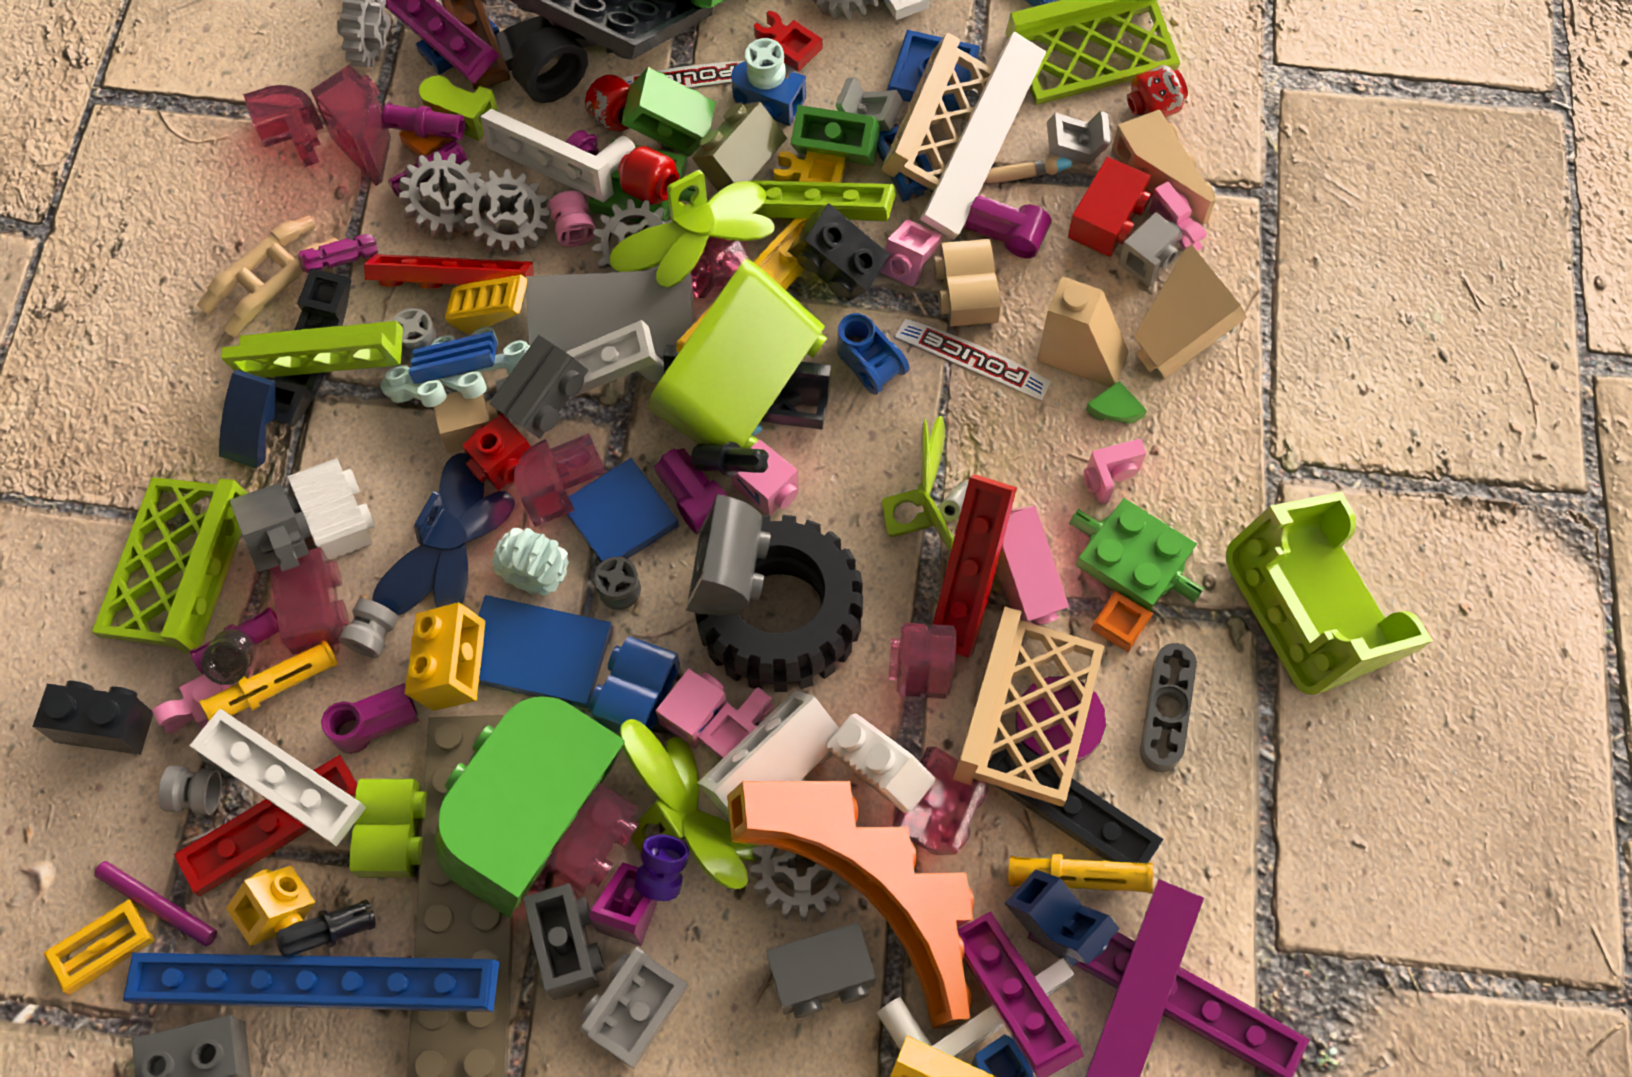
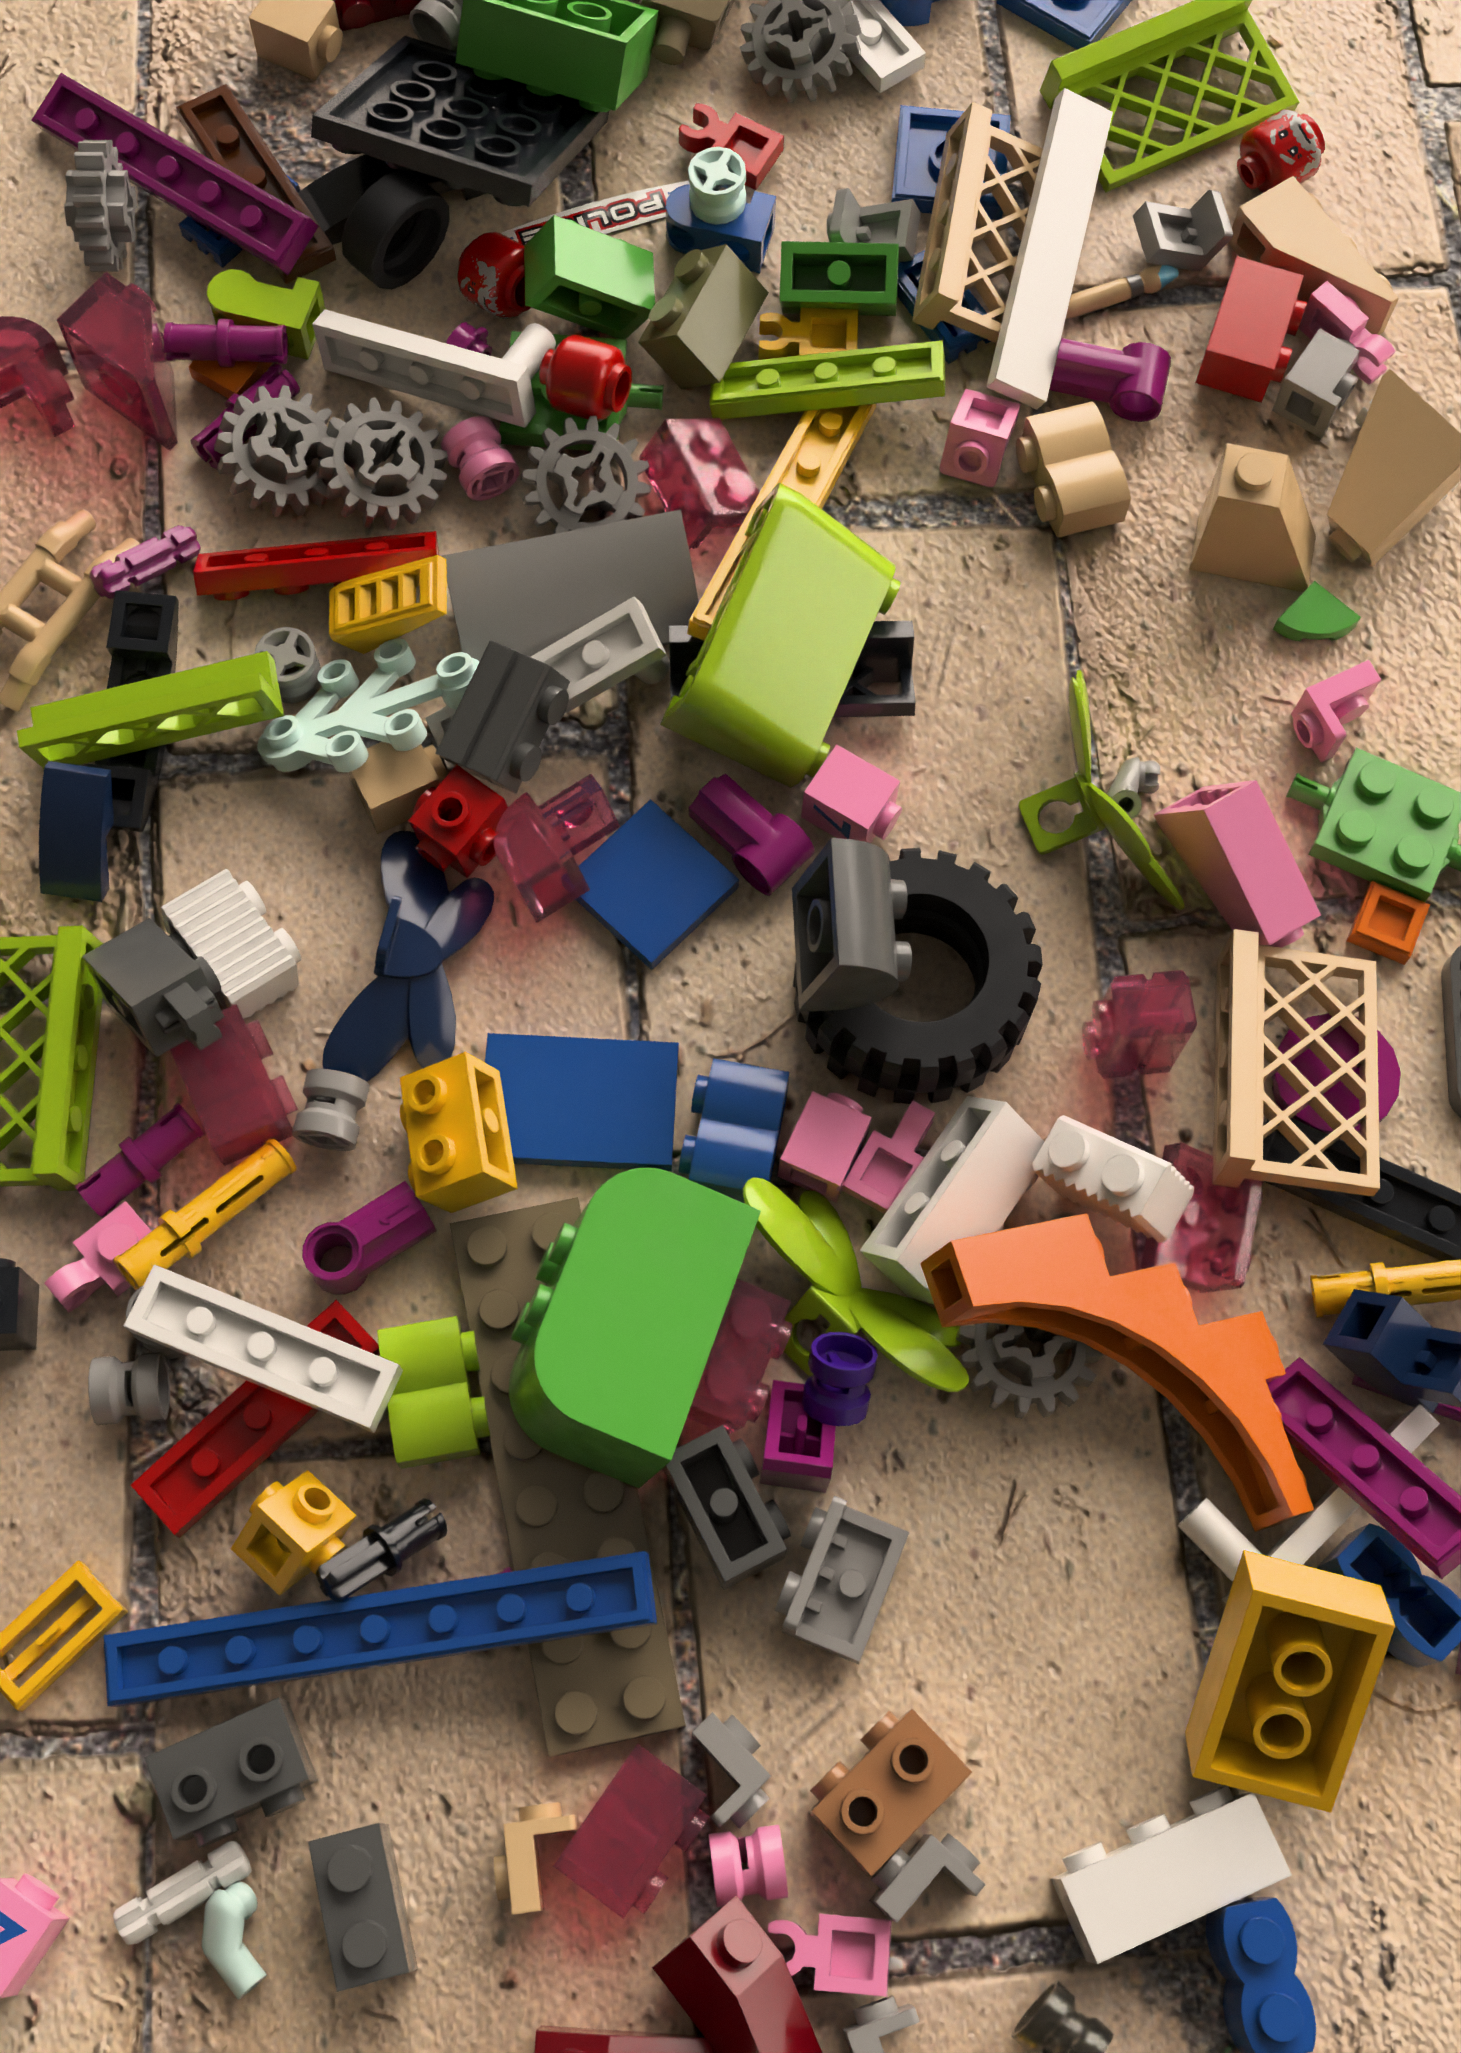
camera: 15 degrees left, 5 degrees up
(155, 903) = (116, 1559): magenta bar -> none
(225, 666) = (144, 1201): clear smoke wheel -> none
(453, 357) = (361, 692): blue tile -> none
(530, 561) = (546, 974): light aqua gear -> none
(617, 572) = (674, 970): dark grey wheel -> none
(681, 243) = (664, 466): lime piece -> none
(729, 458) = (803, 780): black axle -> none
(821, 970) = (1092, 1480): dark grey brick -> none
(838, 253) = (884, 453): black brick -> none
(874, 358) = (961, 598): blue piece -> none
(974, 358) = (1100, 578): sticker -> none
(974, 559) = (1185, 864): red plate -> none

